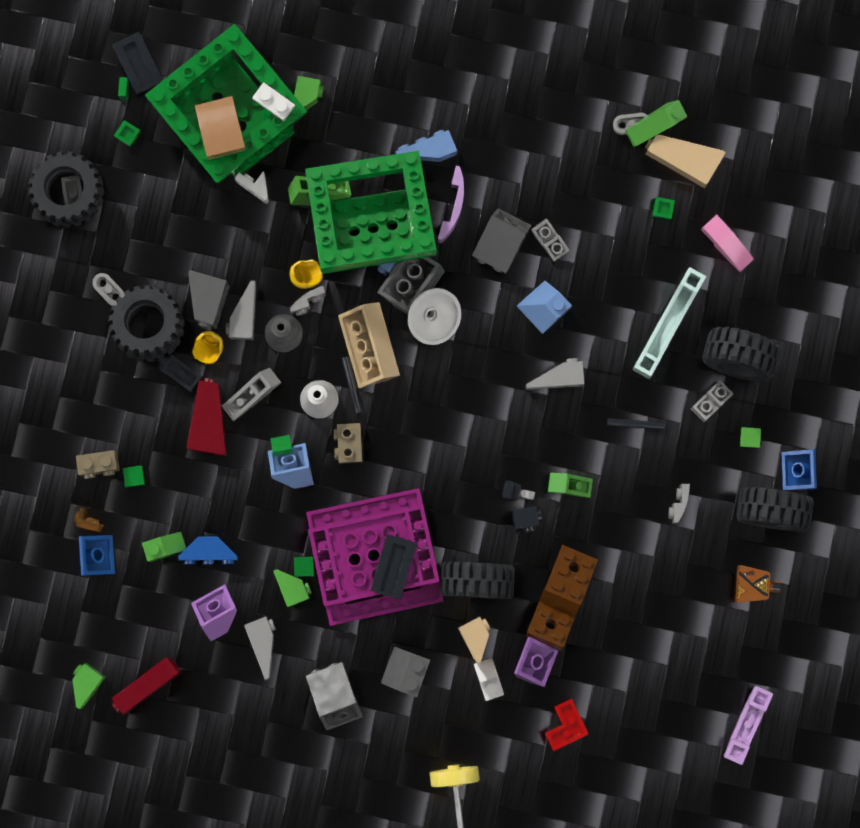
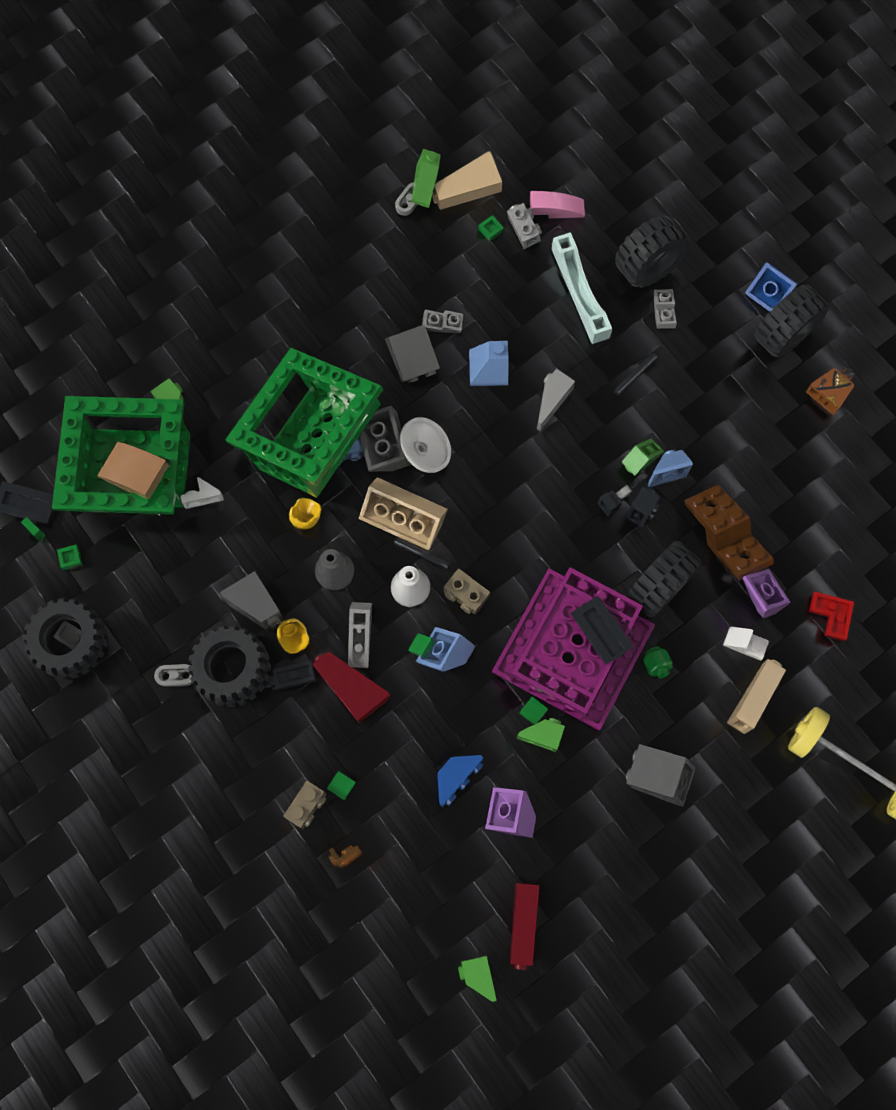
camera: 50 degrees left, 10 degrees down
(96, 555) = (379, 872): blue slope -> none
(164, 546) = (420, 809): bright green slope -> none
(242, 319) = (297, 593): light grey slope -> none
(262, 639) = (567, 795): light grey slope -> none
(273, 102) = (152, 415): white plate -> none
(299, 191) = (238, 462): bright green slope -> none
(301, 305) = (326, 535): light grey slope -> none
(405, 671) = (690, 698): dark grey slope -> none
(416, 626) = (658, 662): none -> green head
(434, 148) = (300, 337): medium blue slope -> none
(447, 227) = (341, 348): lavender slope -> none
(453, 718) = (757, 696): none -> tan slope
(475, 636) = (712, 618): tan slope -> none
(577, 512) = (671, 467): none -> medium blue slope
(677, 509) = (729, 395): light grey slope -> none
(684, 233) = (523, 225): none -> light grey brick
(750, 437) = (715, 305): bright green tile -> none

